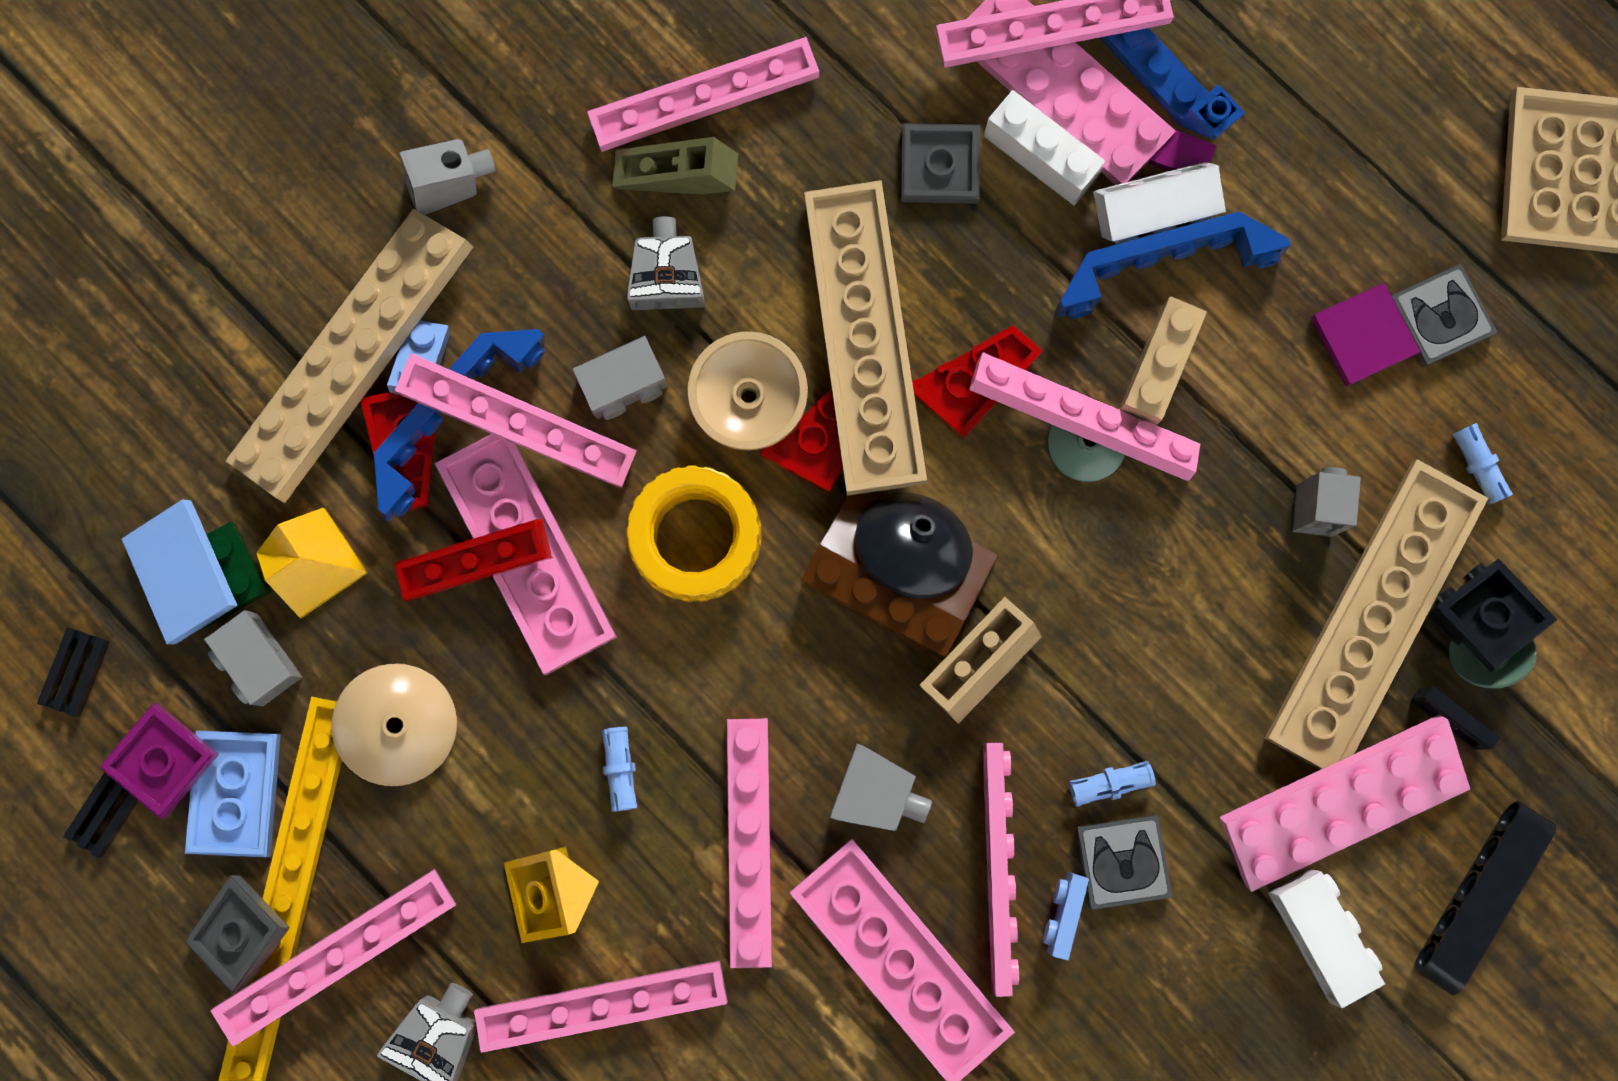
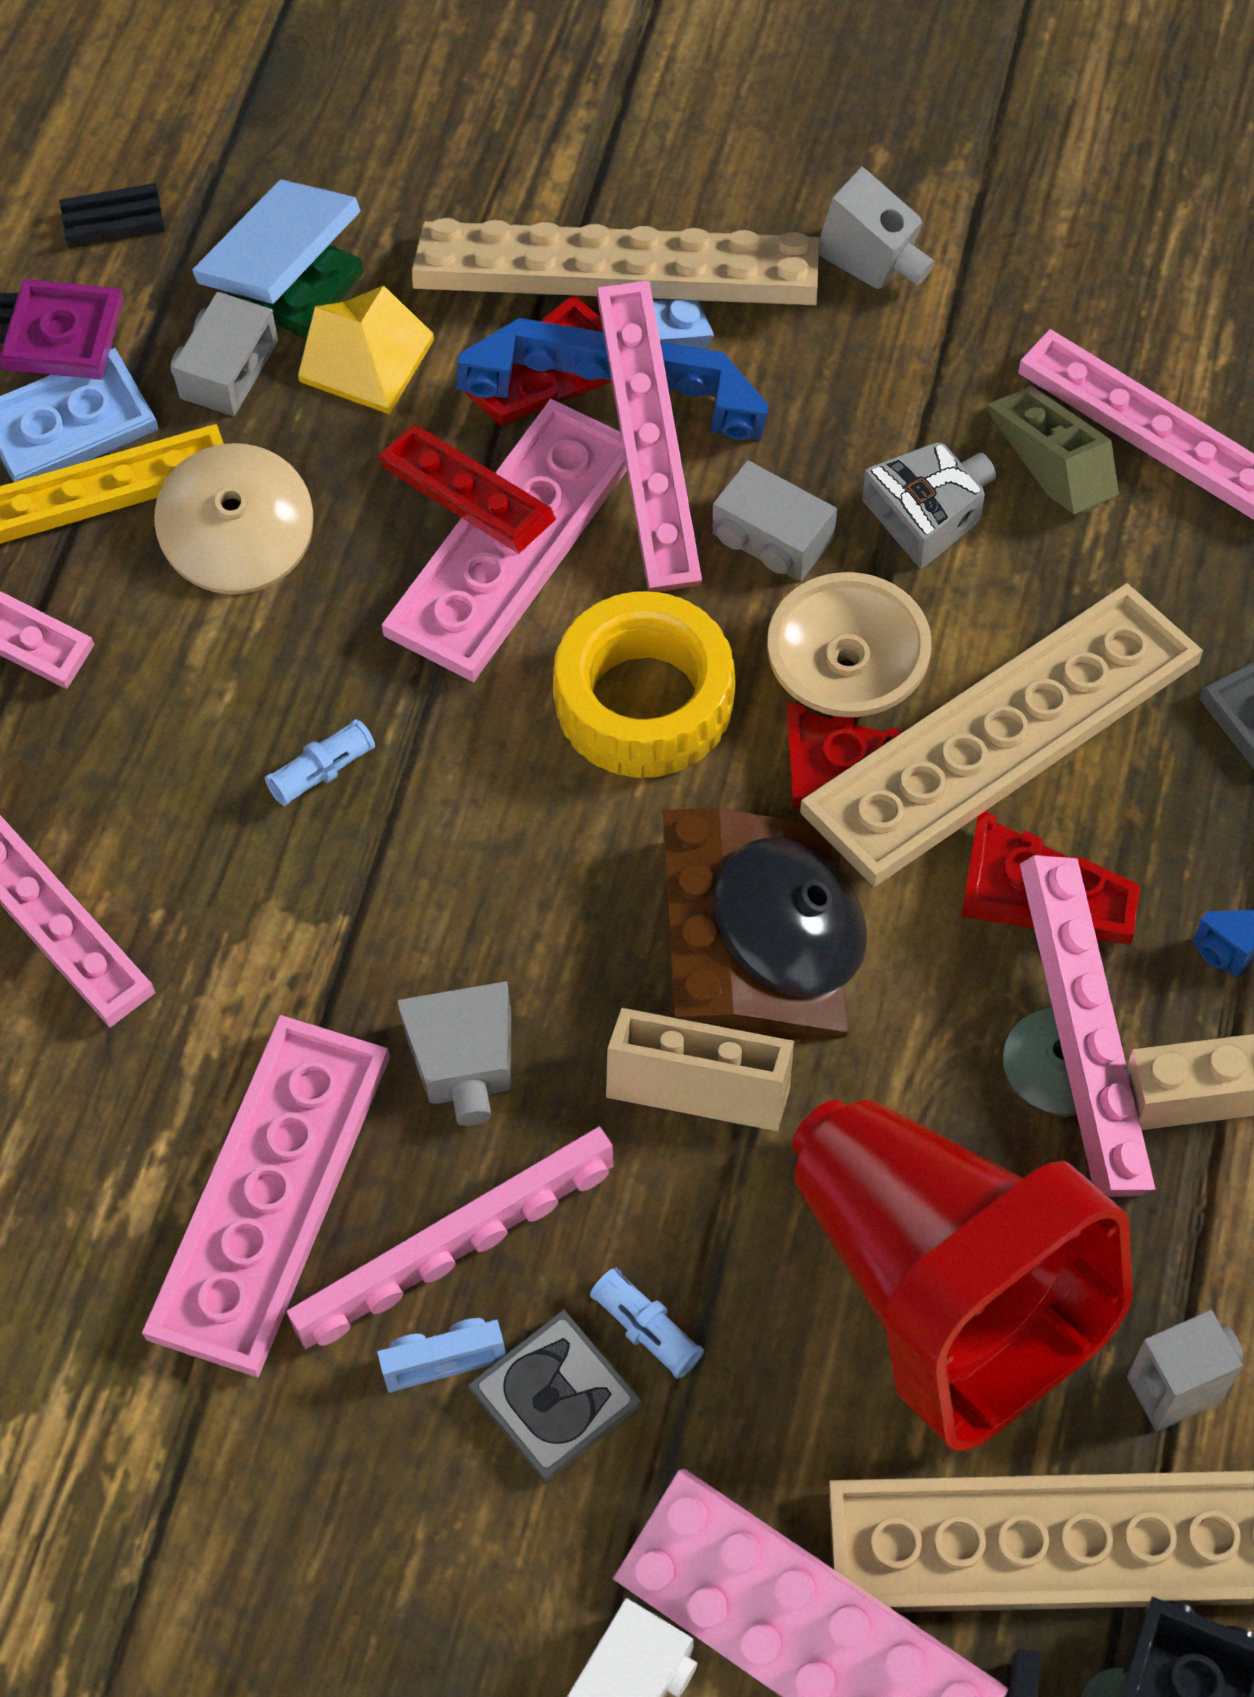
camera: 60 degrees right, 20 degrees down
(548, 894) = (137, 760): yellow slope -> none
(749, 843) = (315, 949): bright pink plate -> none
(1189, 592) = (973, 1271): none -> red cone

